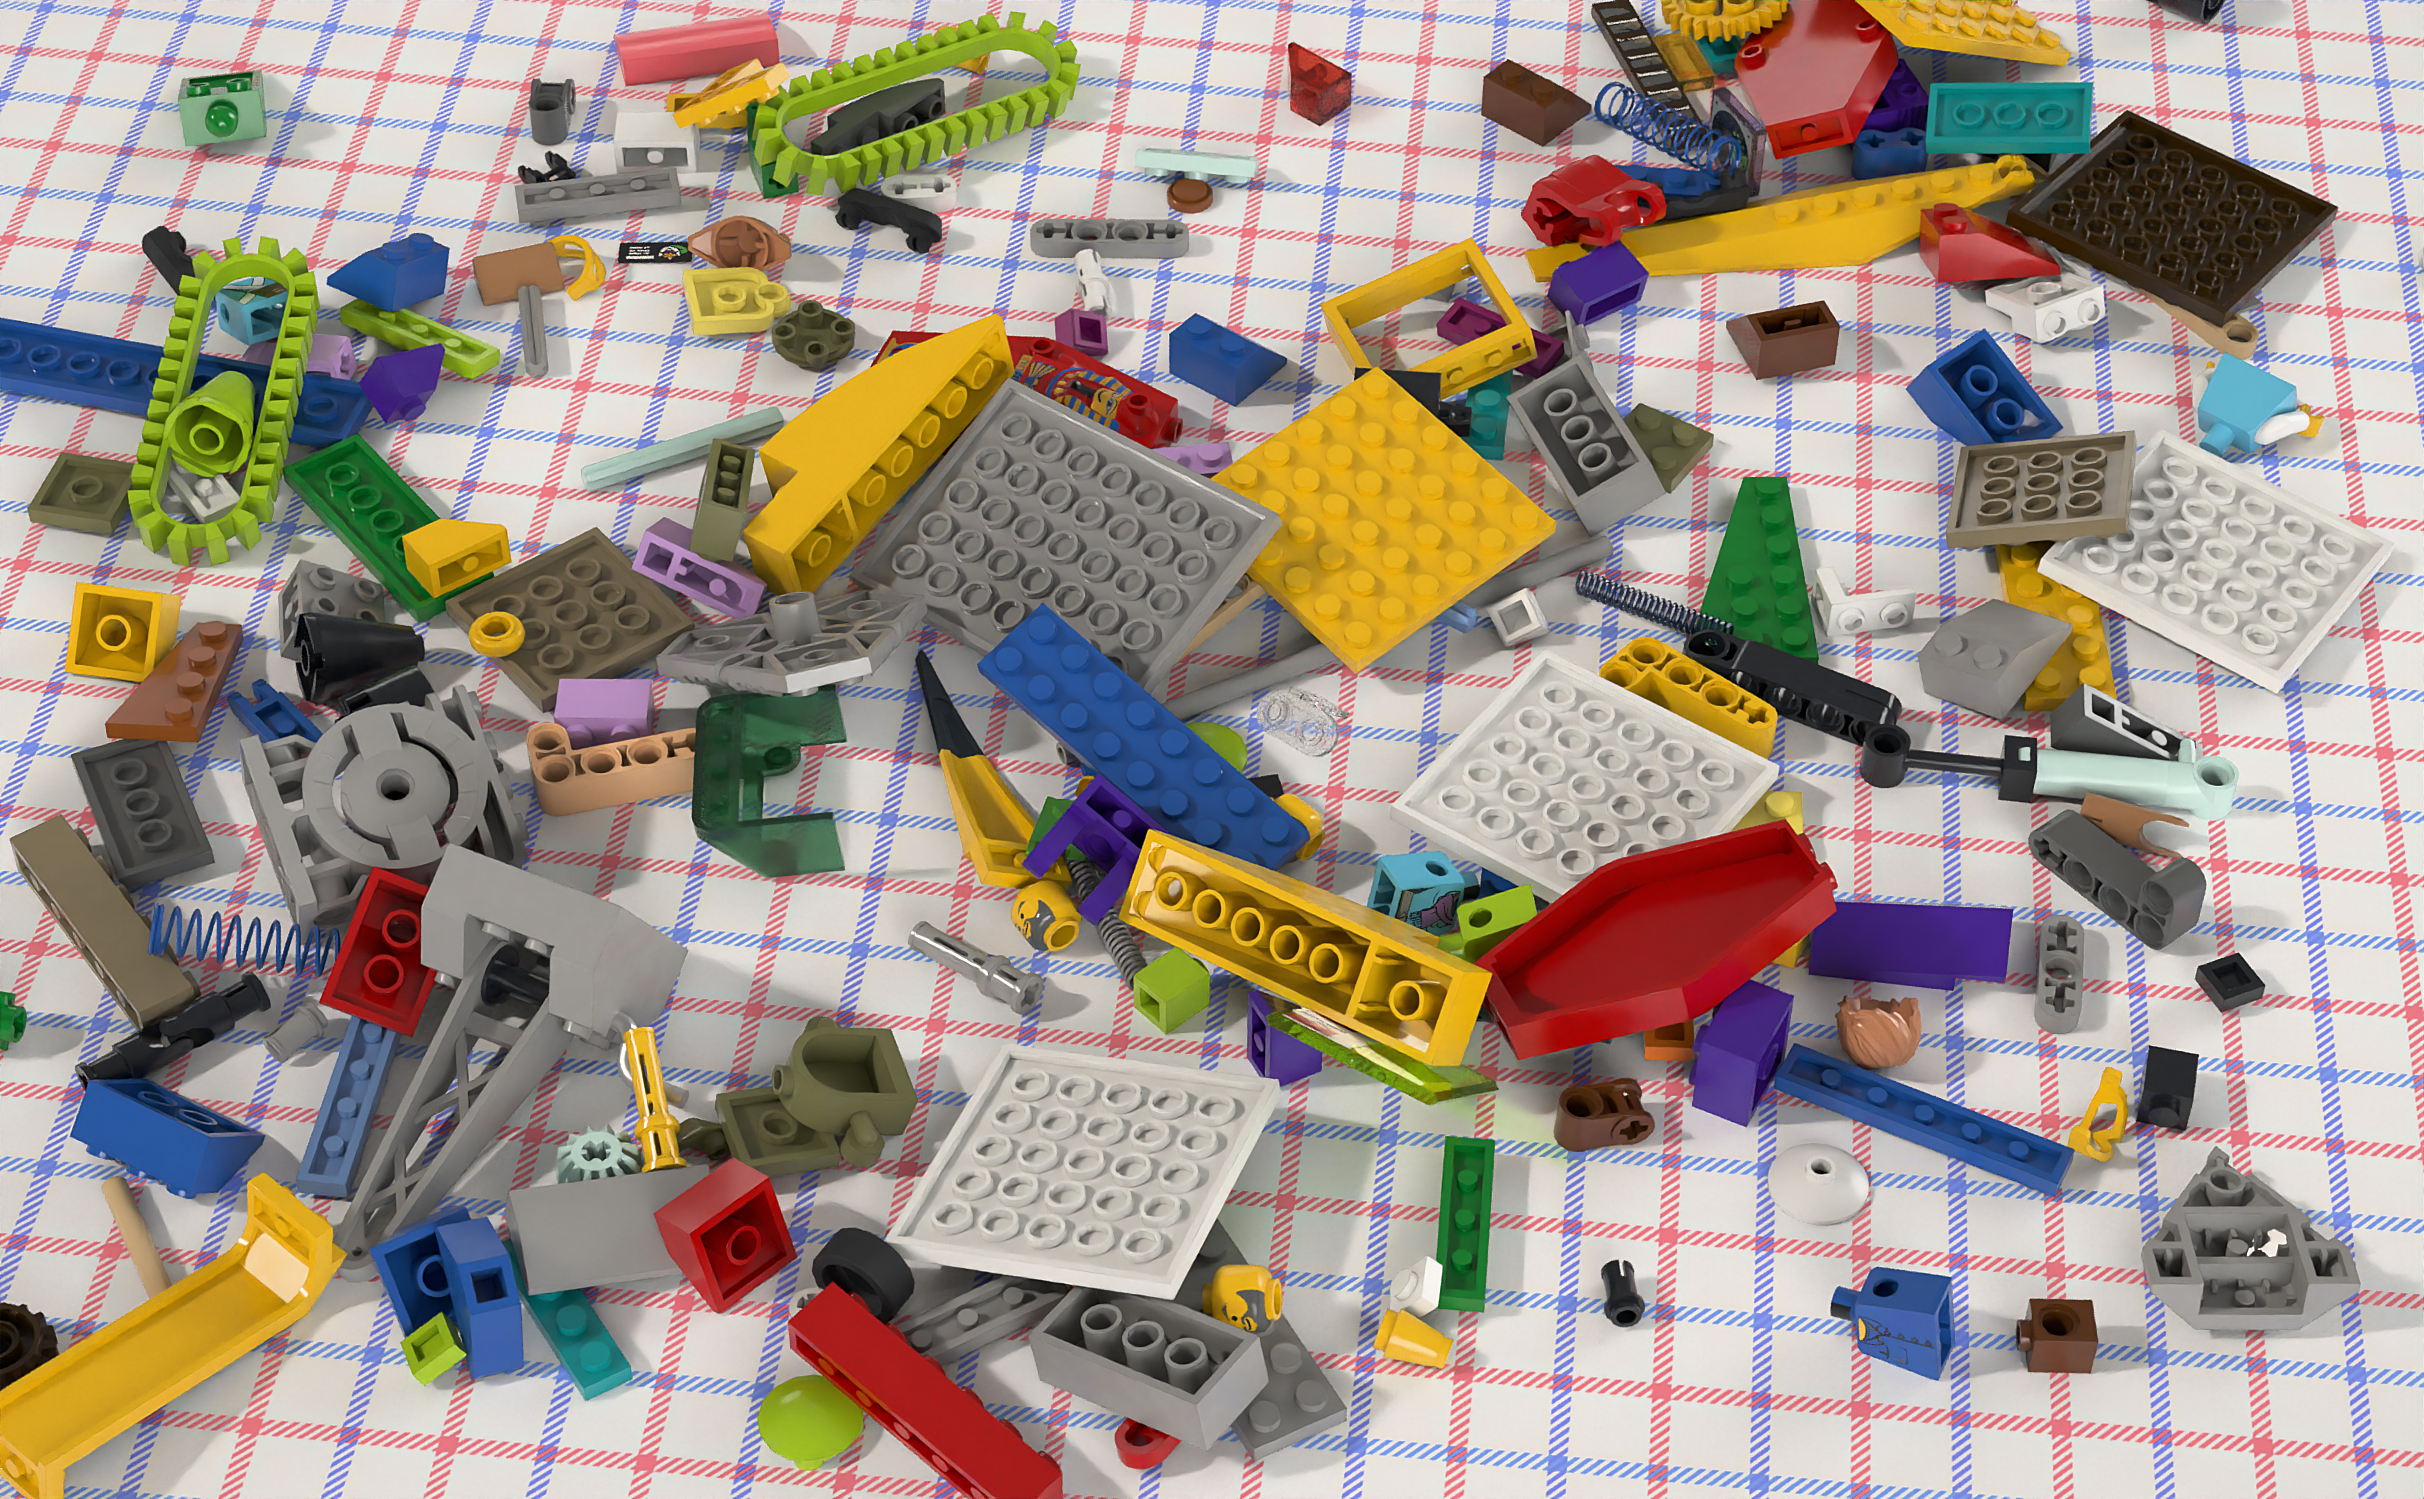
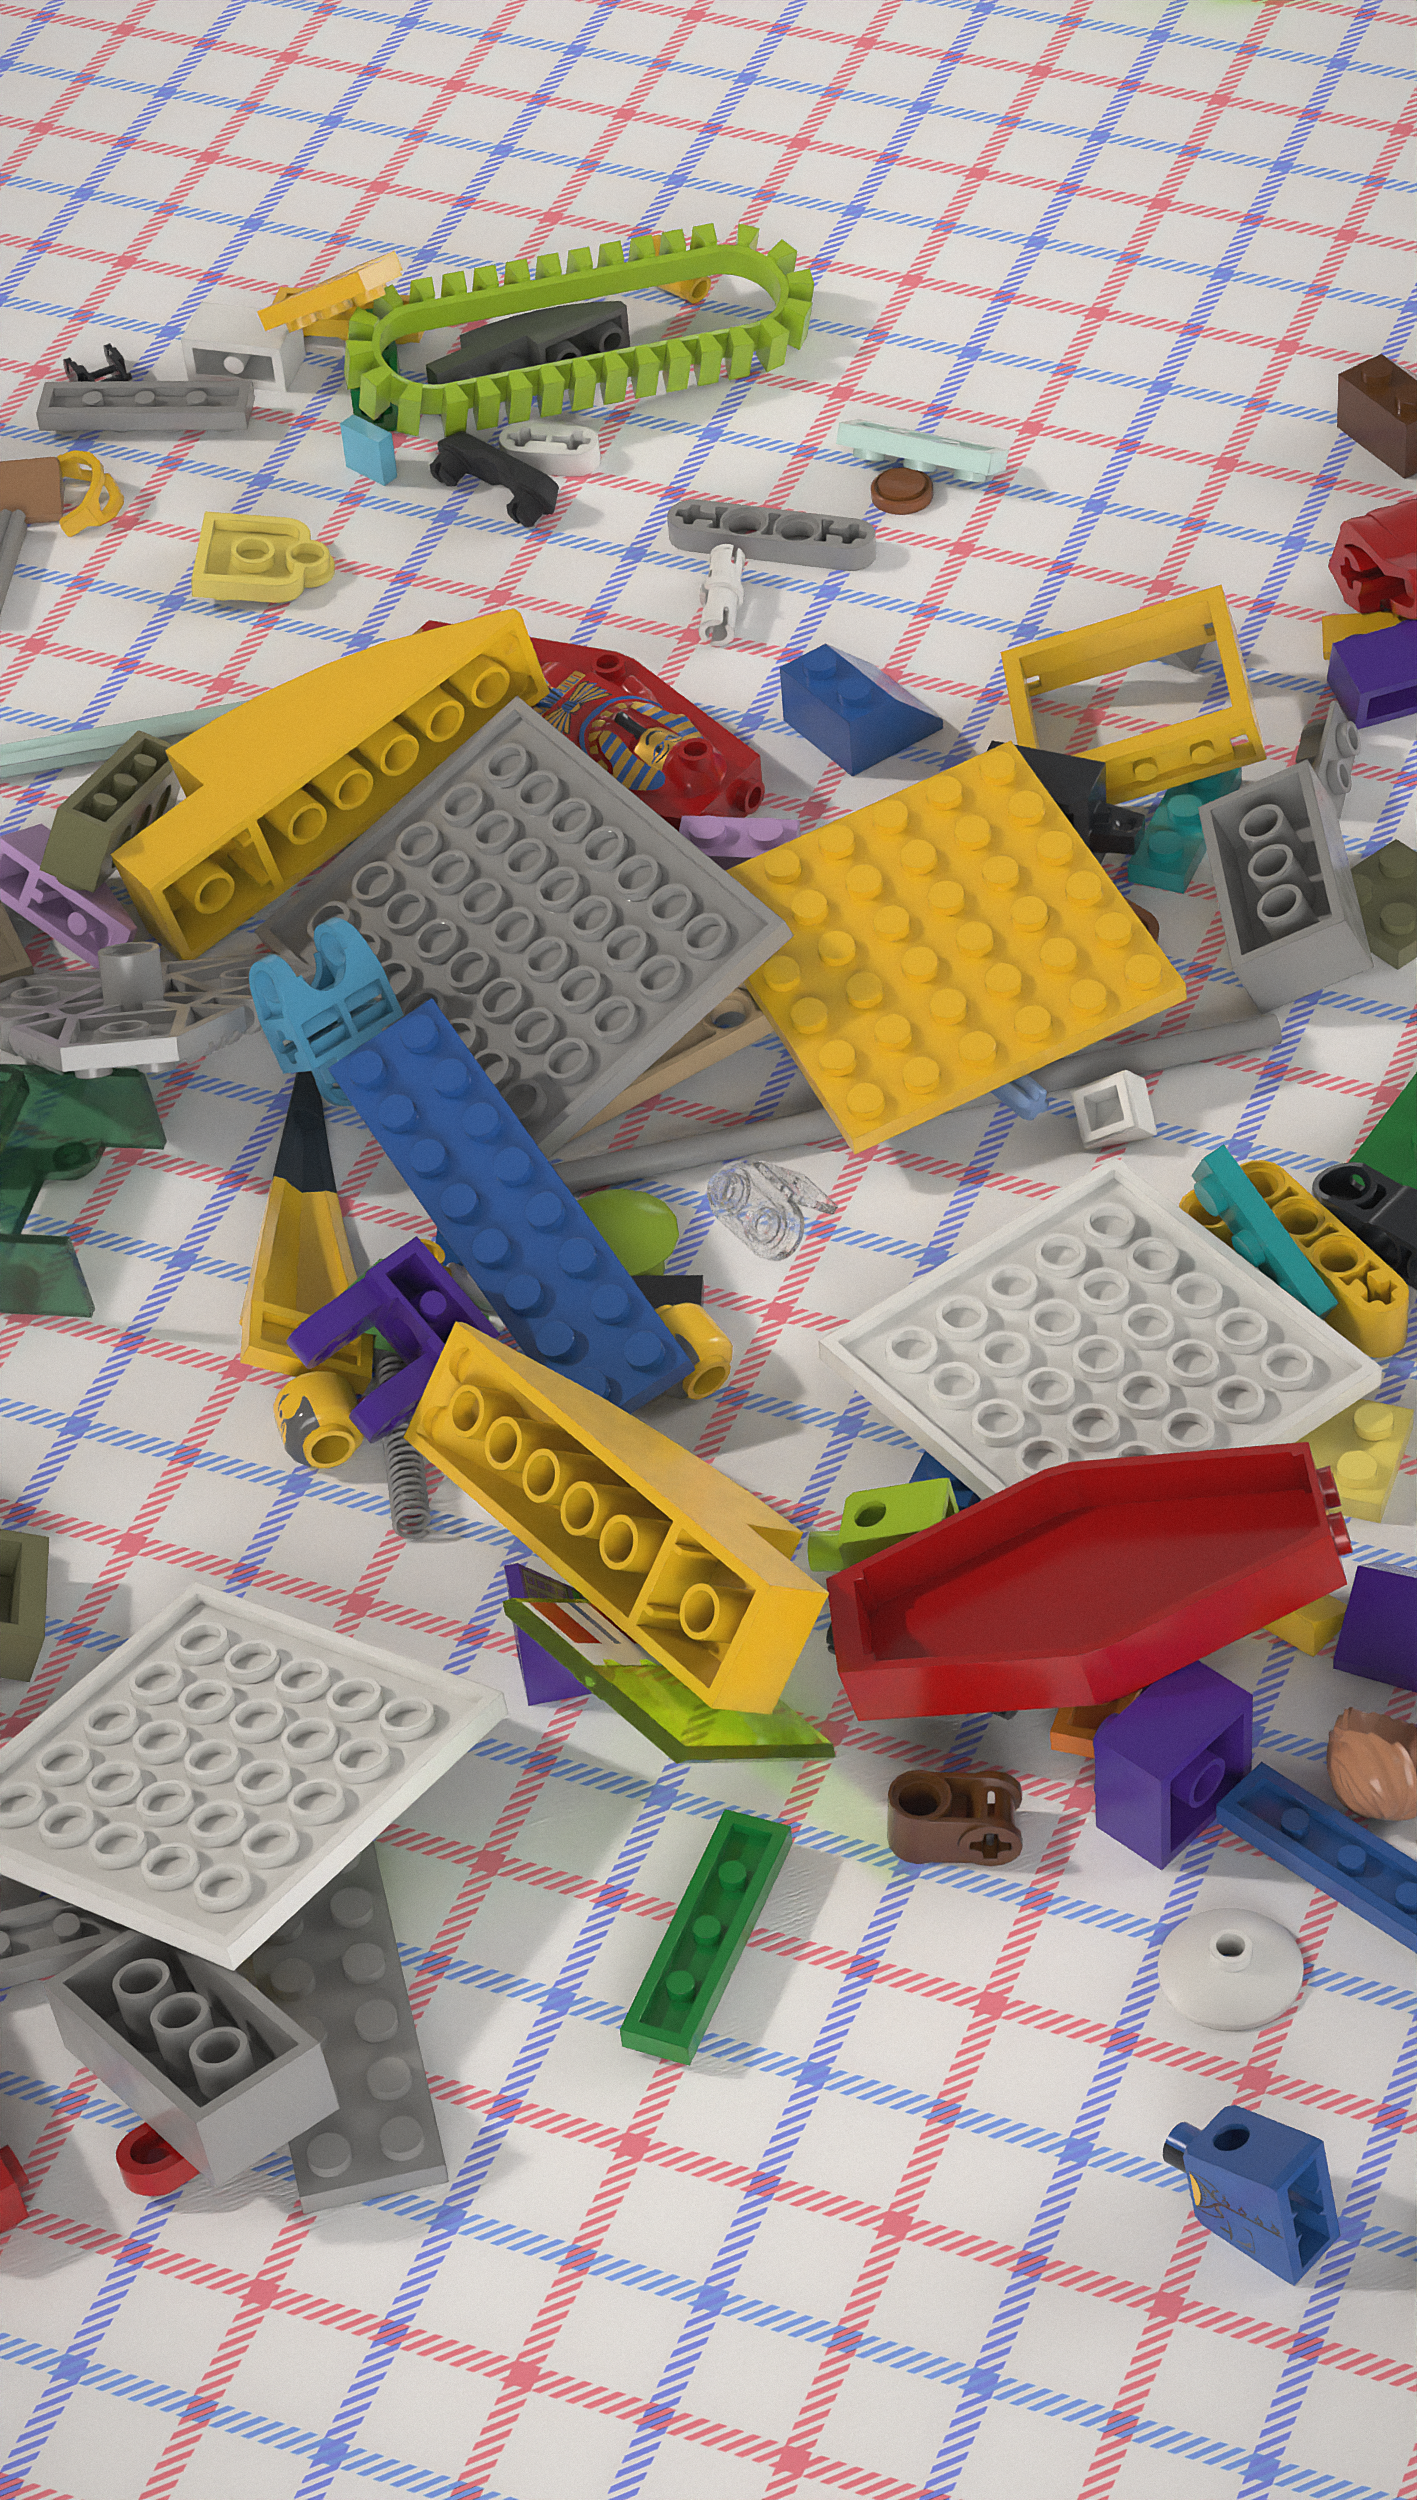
camera: 20 degrees right, 0 degrees up
(551, 110) = (133, 292): dark grey piece -> none
(654, 252) = (193, 487): black sticker -> none
(696, 49) = (345, 235): coral slope -> none
(741, 243) = (290, 486): nougat hat -> none
(786, 209) = (368, 450): none -> medium azure tile
(813, 336) = (338, 615): olive dish -> none
(949, 624) = (331, 1013): none -> dark azure piece
(992, 974) = (219, 1486): light grey pin -> none
(1083, 331) = (683, 654): magenta slope -> none
(1172, 989) = (444, 1545): lime brick -> none
(1244, 1297) = (349, 1986): yellow head -> none
(1316, 85) = (1119, 364): clear red slope -> none
(1411, 1340) = (569, 2085): yellow cone -> none
(1417, 1288) = (598, 2018): white plate -> none
(1421, 890) = (812, 1462): medium azure torso -> none
(1470, 321) = (1203, 694): magenta plate -> none
(1623, 1302) = (882, 2088): black pin -> none
(1662, 683) = (1257, 1232): none -> teal plate
(1677, 625) = (1301, 1108): dark blue piece -> none

